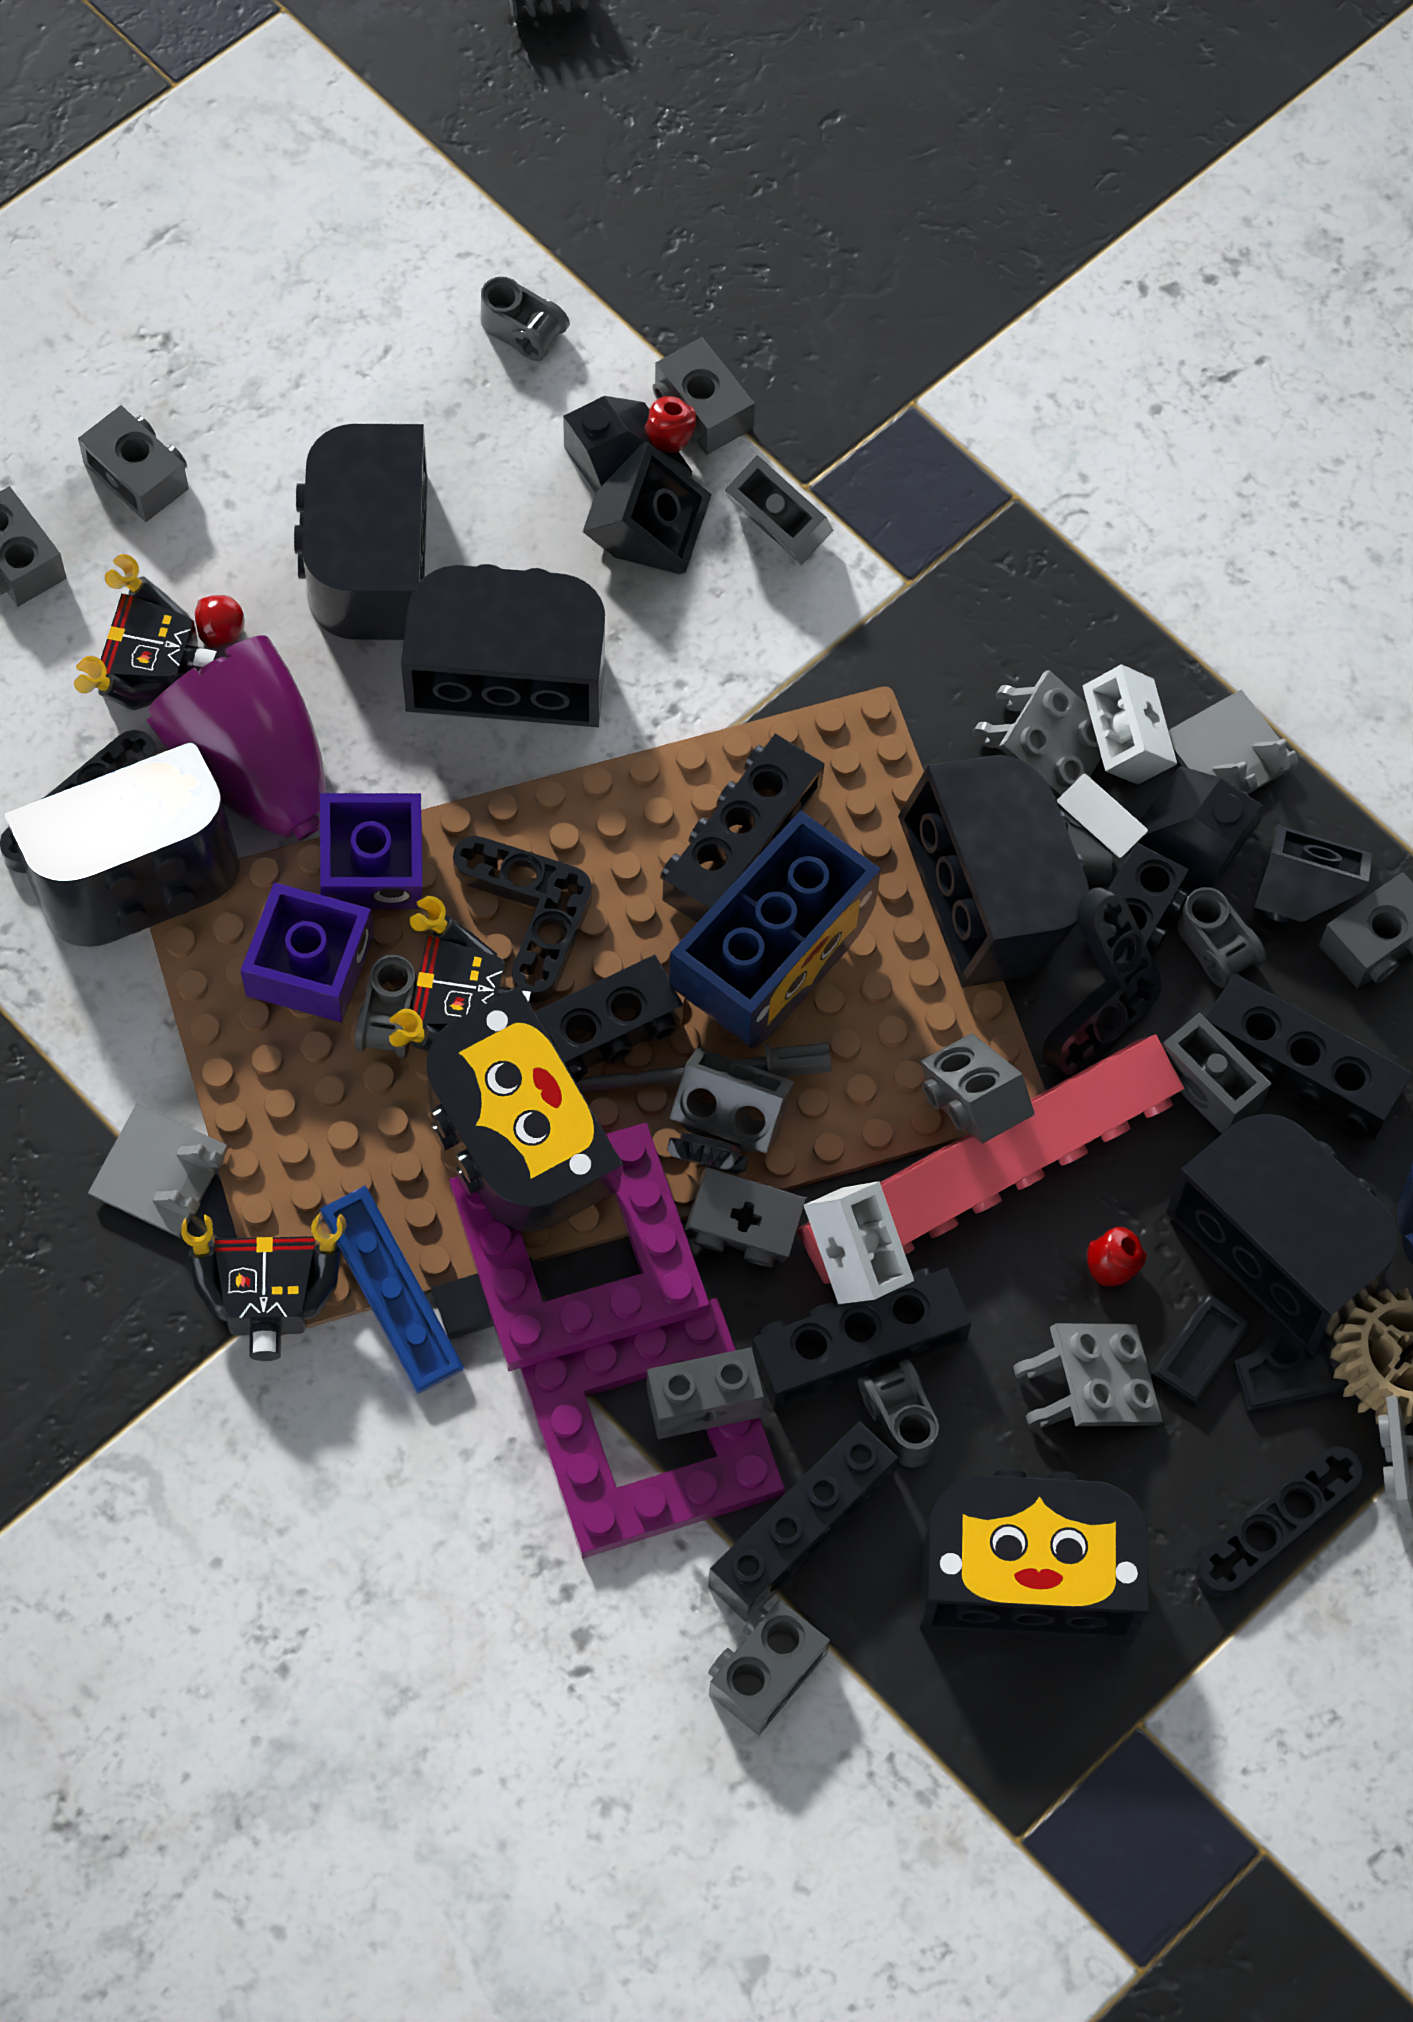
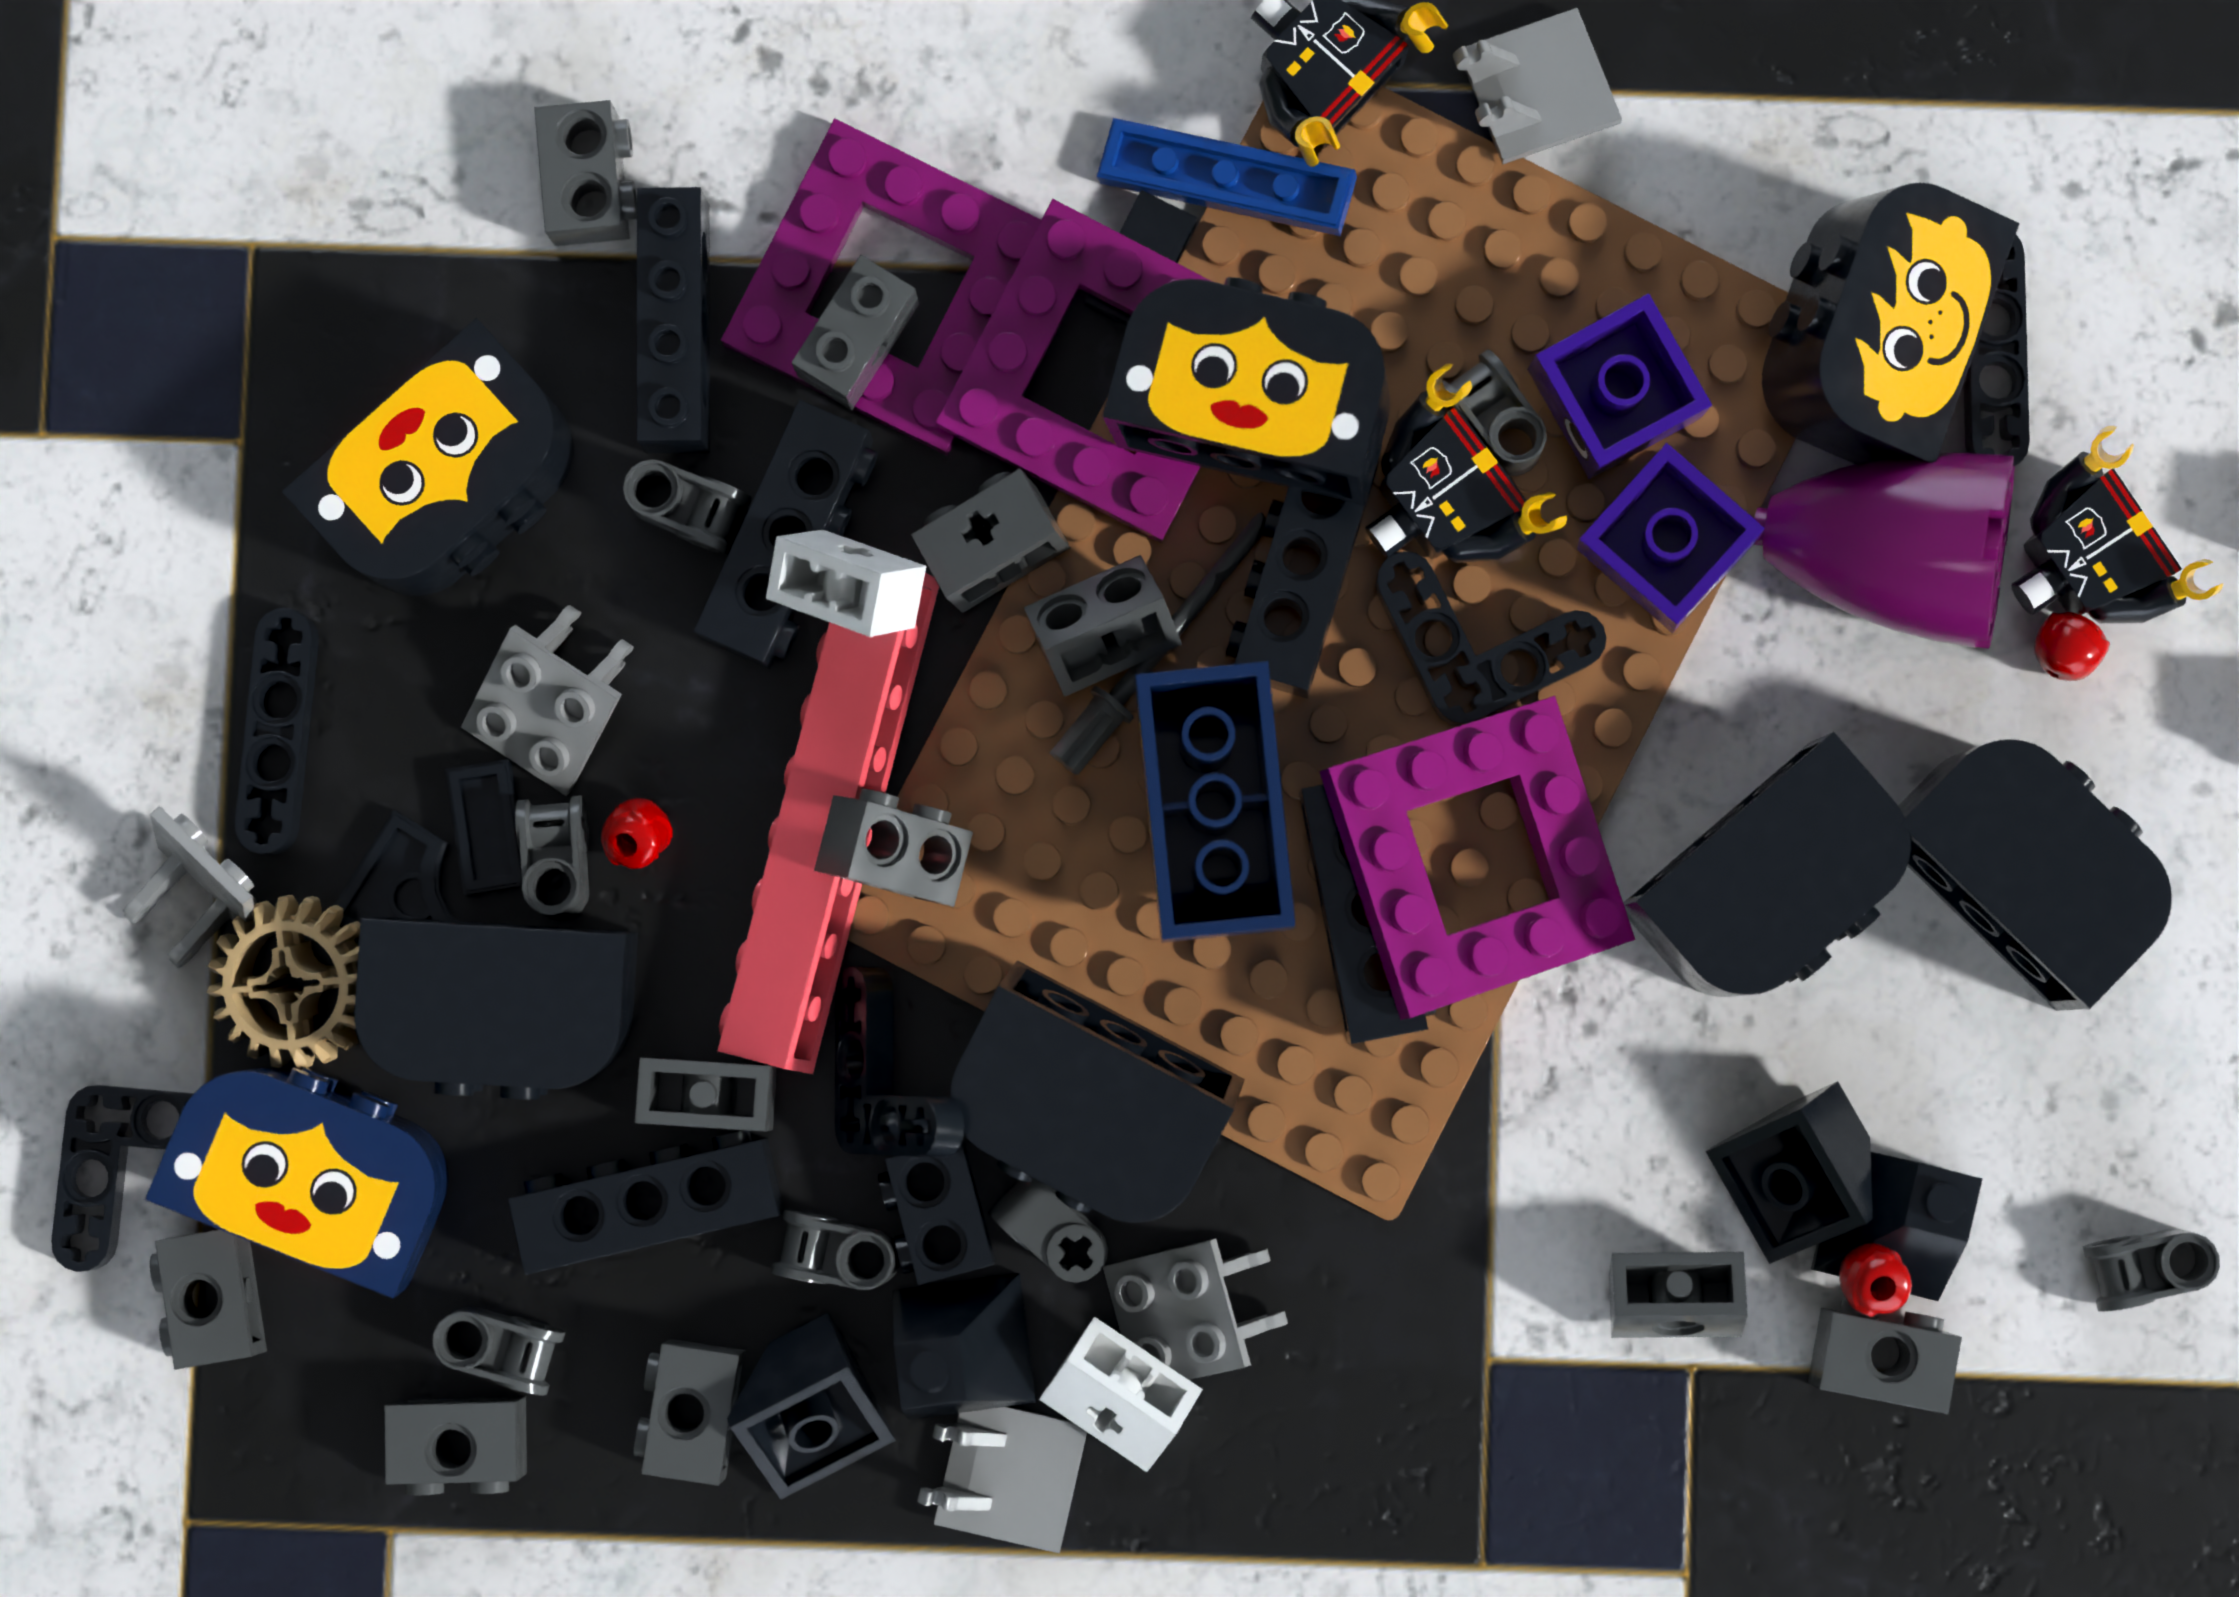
camera: 140 degrees right, 20 degrees up
(679, 866) = (1371, 809): none -> magenta plate
(708, 1153) = (1072, 554): black gear -> none
(1102, 815) = (1050, 1260): white sticker -> none
(1171, 1295) = (554, 851): none -> dark grey piece

